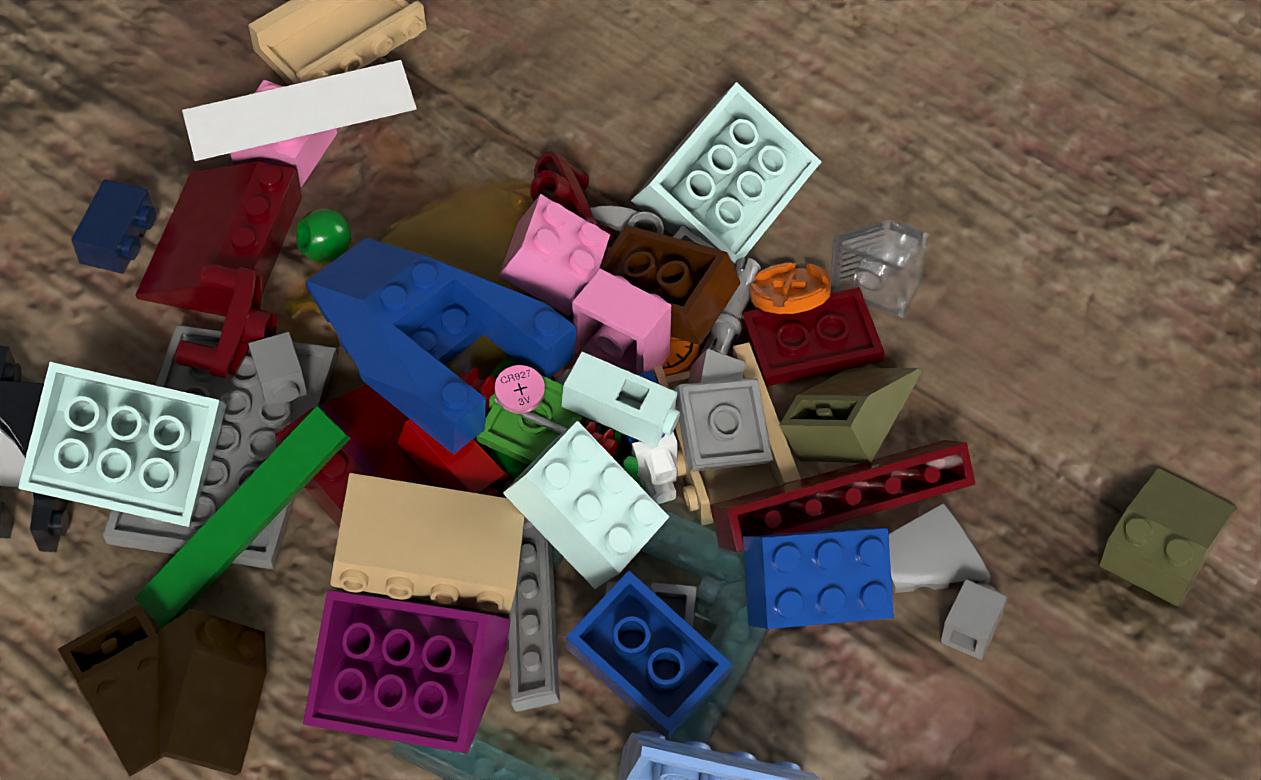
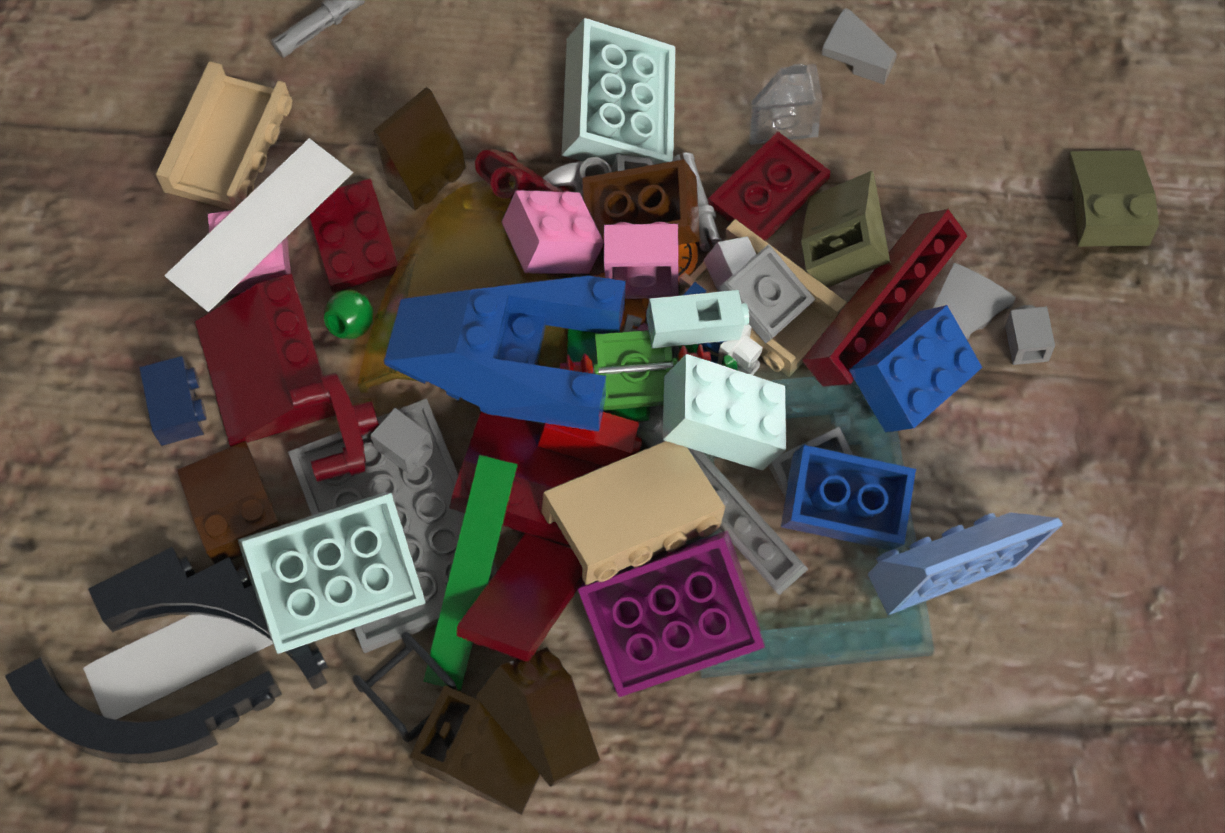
camera: 30 degrees left, 10 degrees up
(75, 570) = (363, 686): none -> black piece
(94, 334) = (227, 500): none -> reddish brown slope
(264, 570) = (523, 598): none -> dark red tile
(386, 171) = (353, 236): none -> dark red plate
(492, 119) = (419, 150): none -> dark brown slope
(519, 389) = (613, 353): bright pink piece -> none
(790, 289) = (729, 160): orange tile -> none
(1007, 254) = (859, 46): none -> light grey slope

